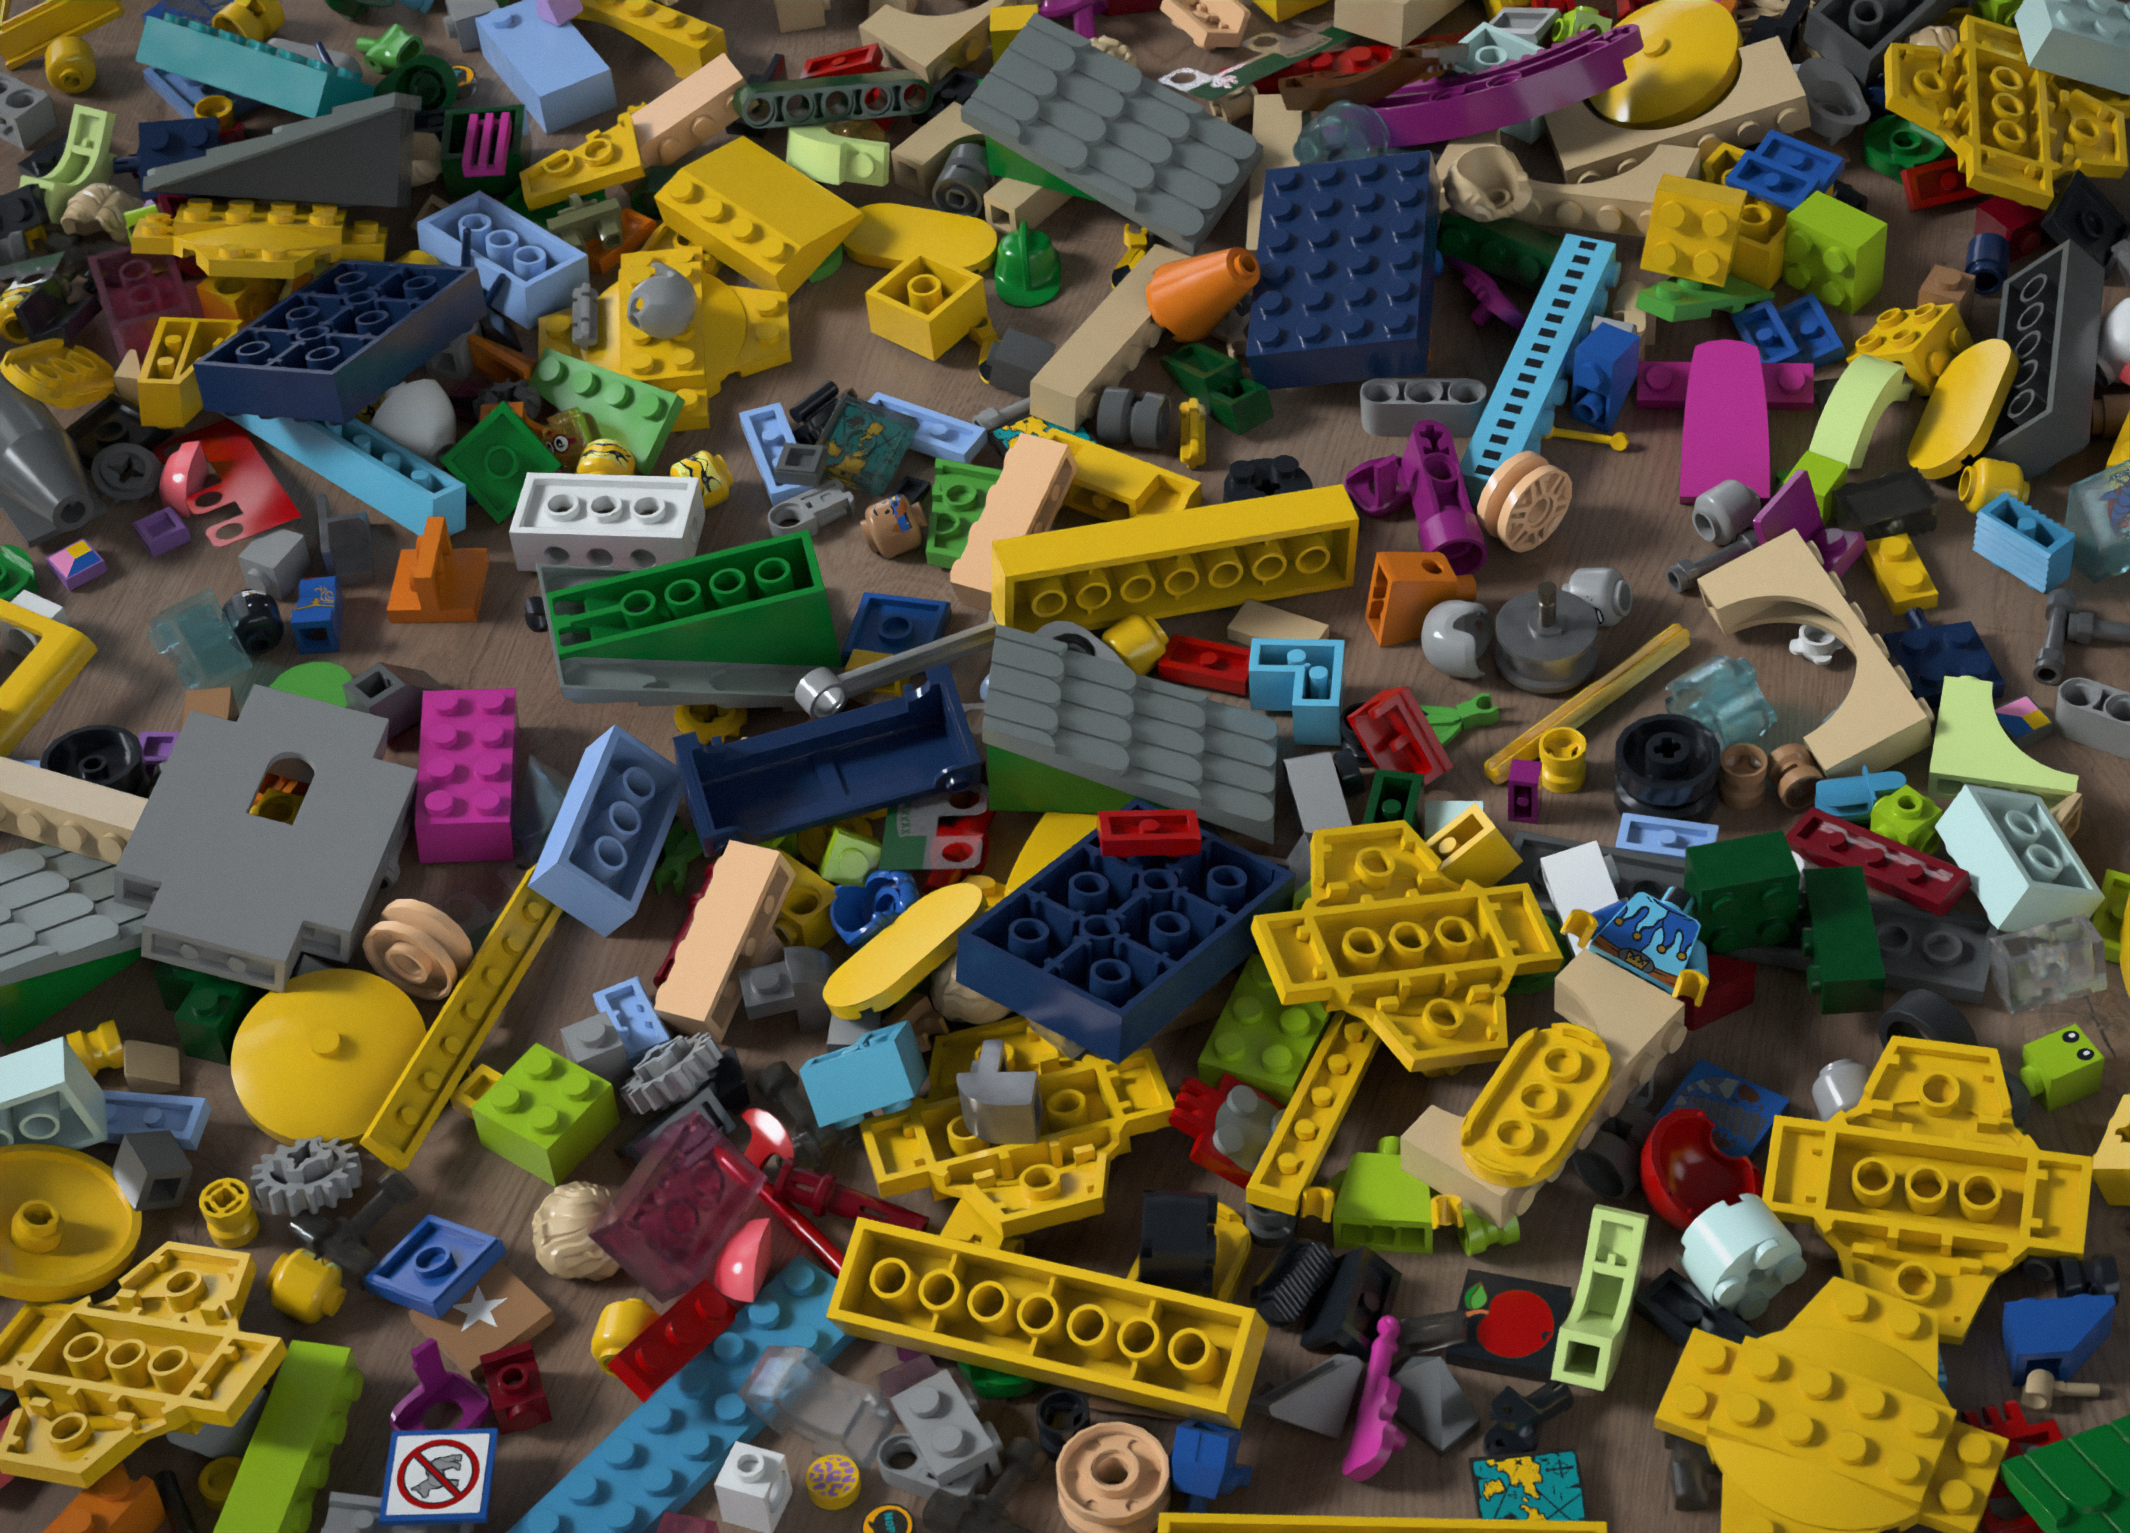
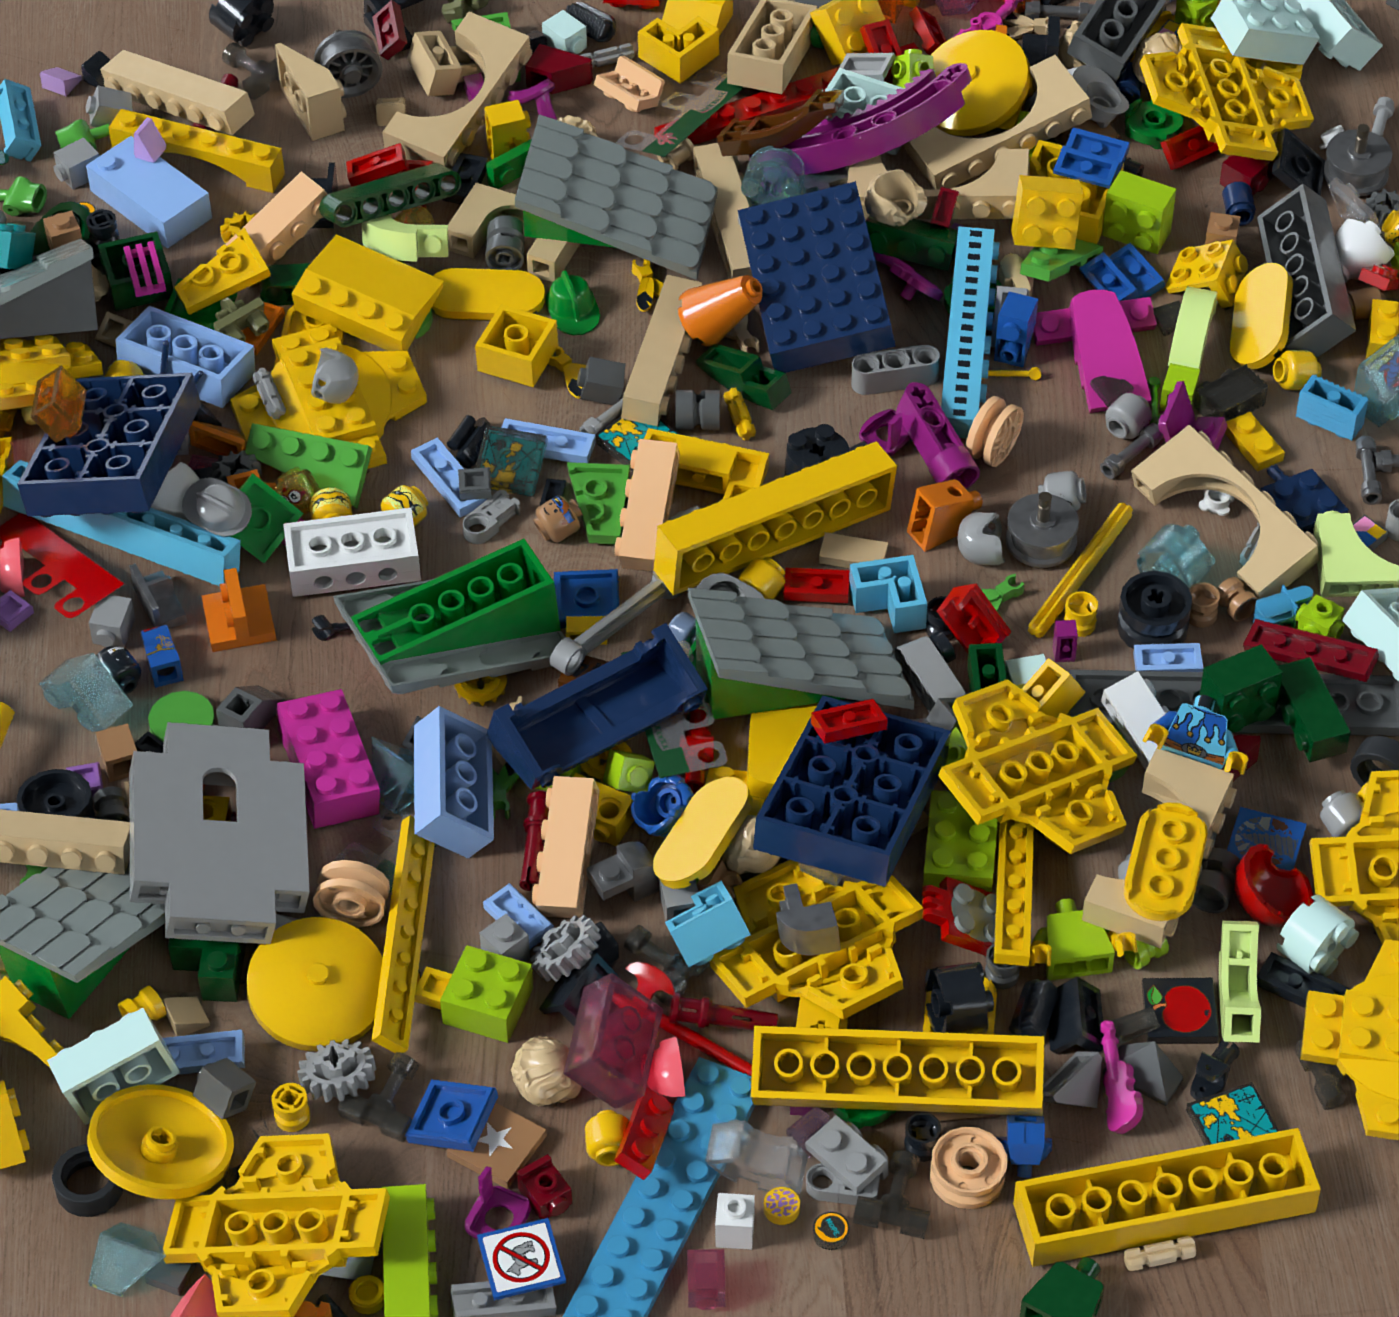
camera: 20 degrees left, 5 degrees up
(285, 277) = (58, 404): none -> clear orange brick
(305, 1286) = (368, 1147): yellow head -> none
(414, 81) = (61, 229): none -> medium nougat brick
(449, 438) = (217, 507): none -> light grey piece
(462, 89) = (102, 227): none -> black wheel
(1557, 208) = (944, 208): none -> dark red piece
(1711, 470) = (1110, 388): none -> clear smoke tile

